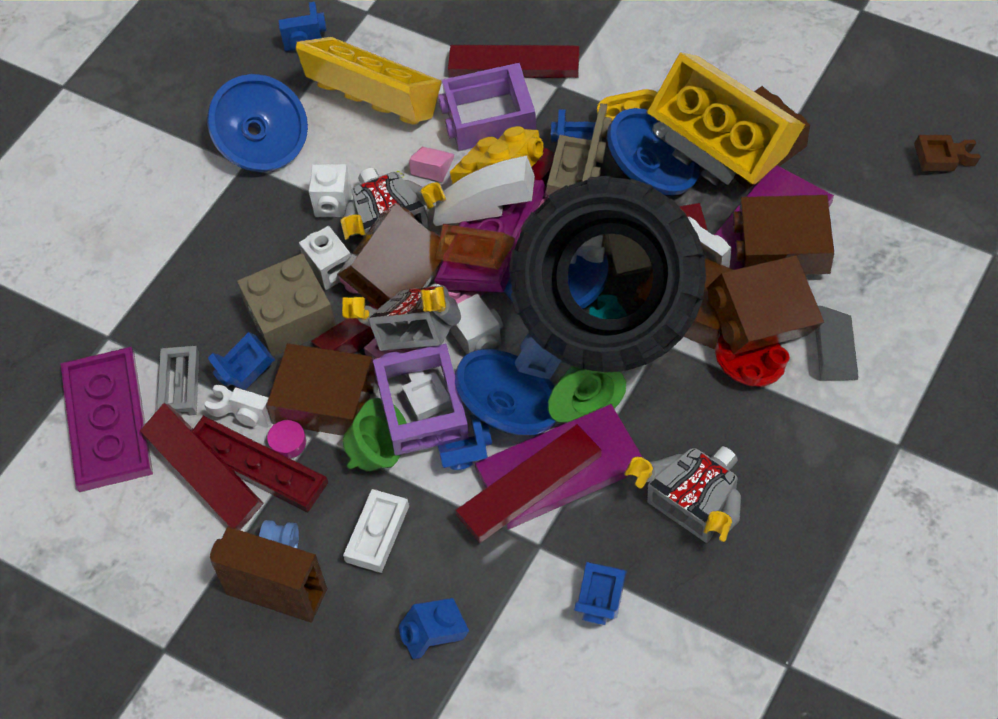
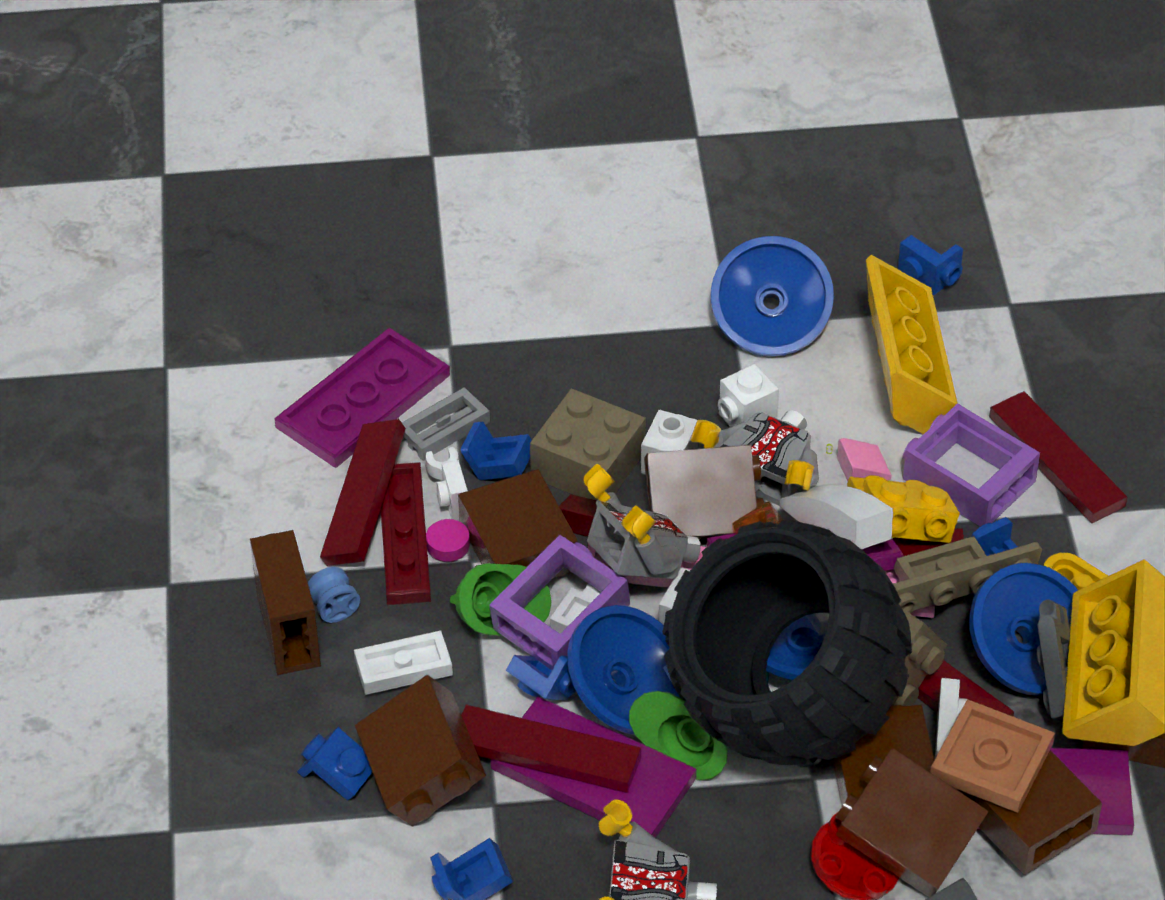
camera: 50 degrees right, 10 degrees down
(477, 563) = (420, 750): none -> reddish brown brick
(757, 226) = (992, 755): none -> nougat plate

